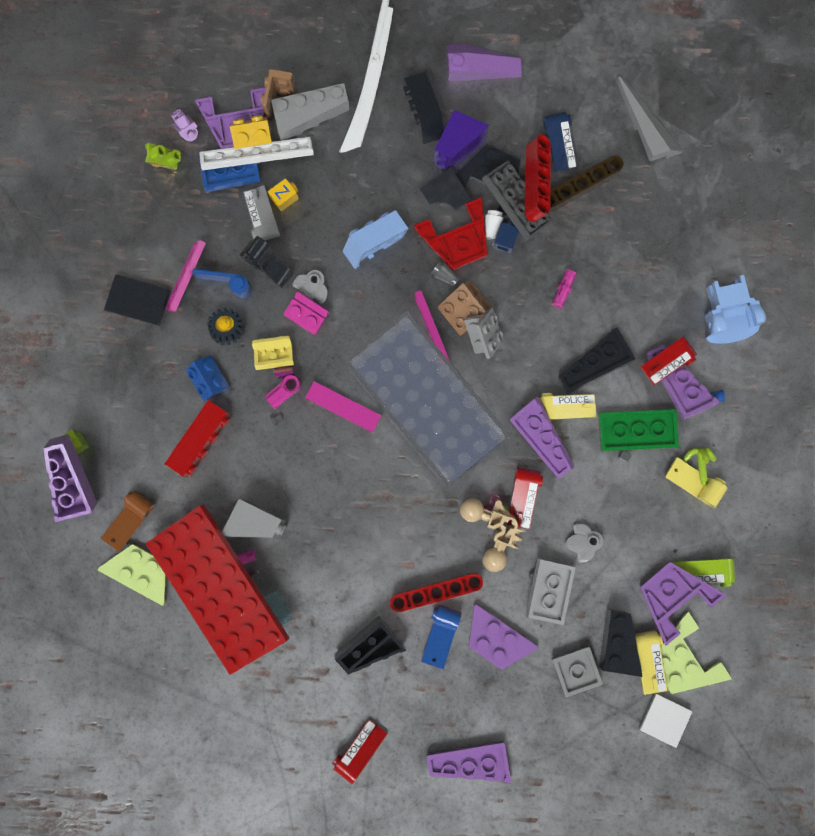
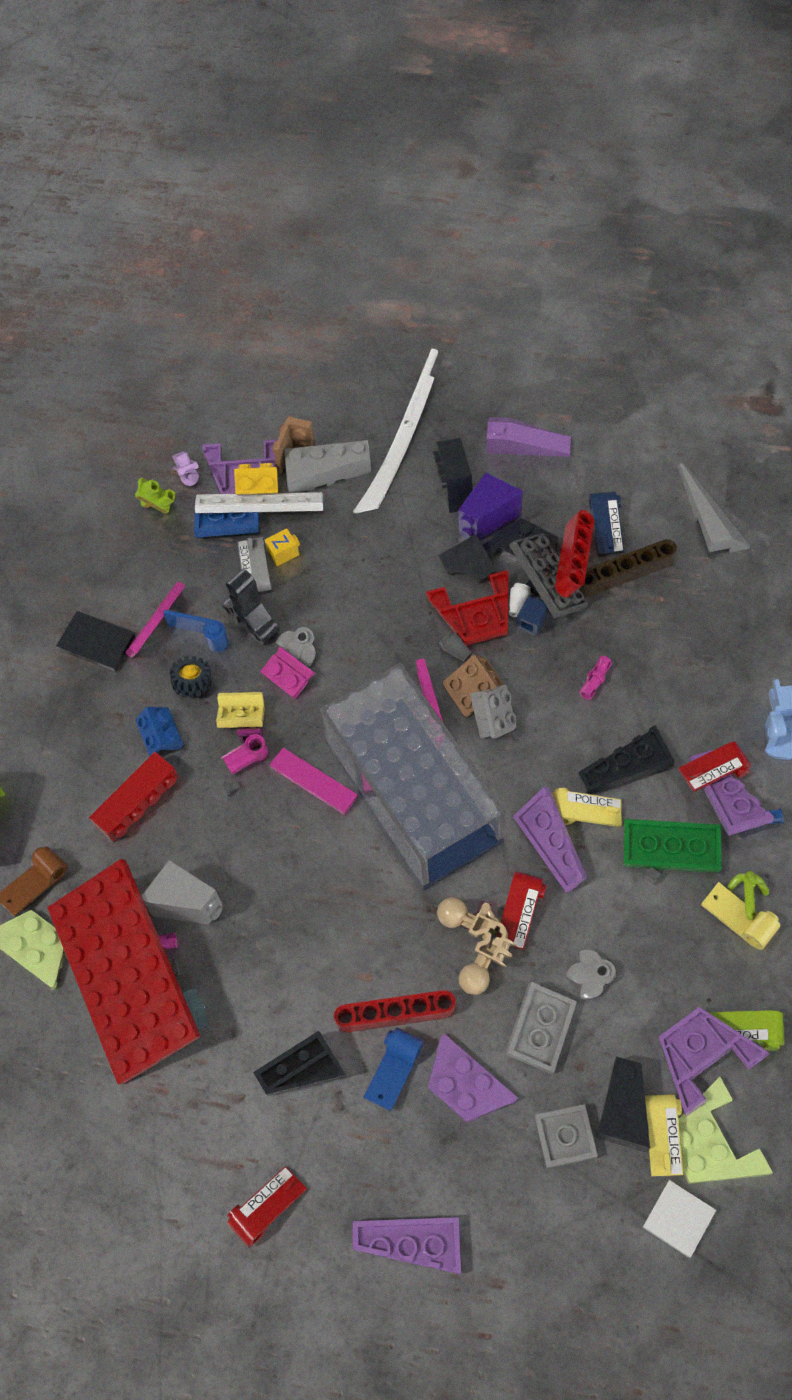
camera: 10 degrees right, 20 degrees down
(373, 237) = (377, 598): light blue wedge -> none

